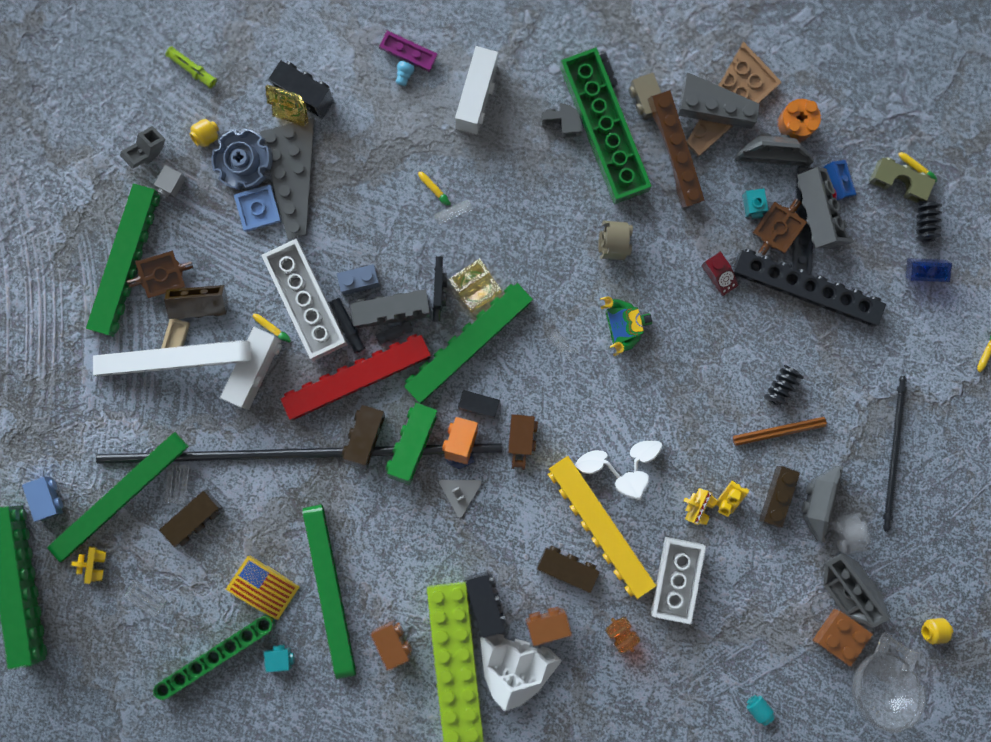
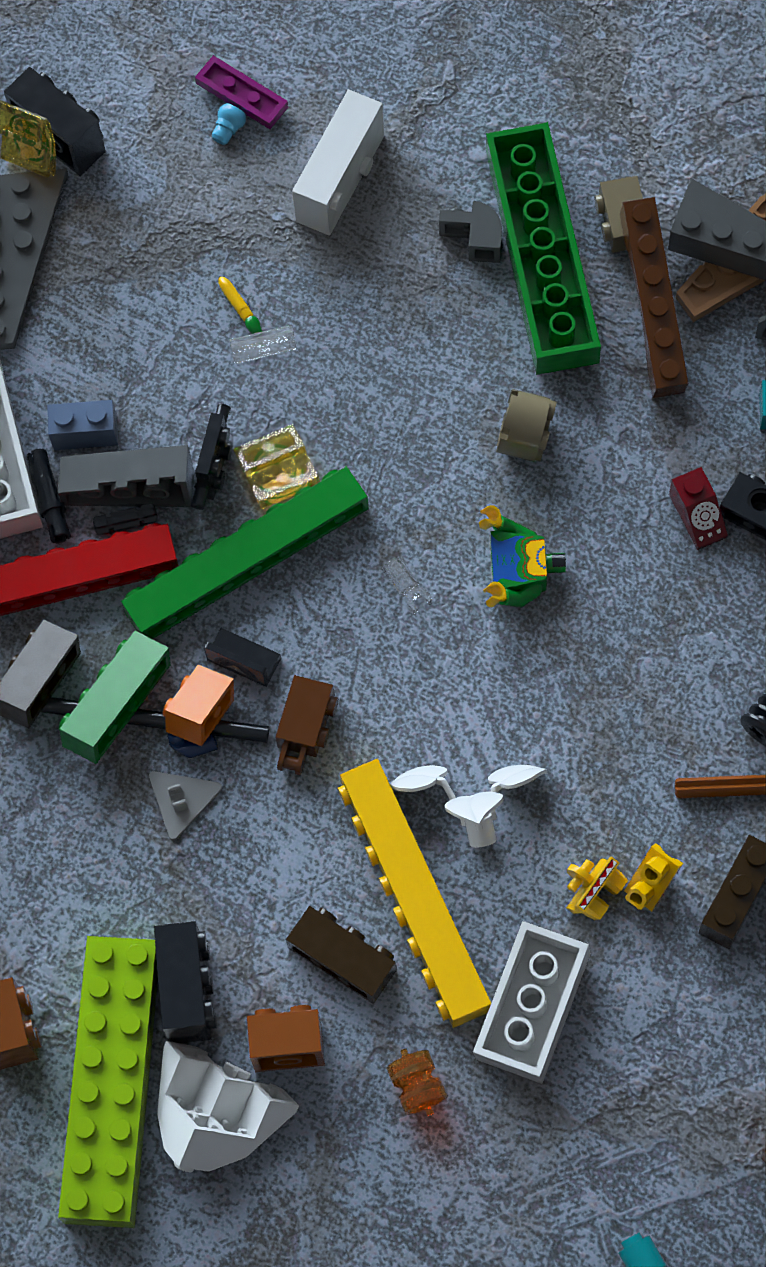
camera: 20 degrees right, 15 degrees down
(609, 70) = (565, 166): black axle -> none

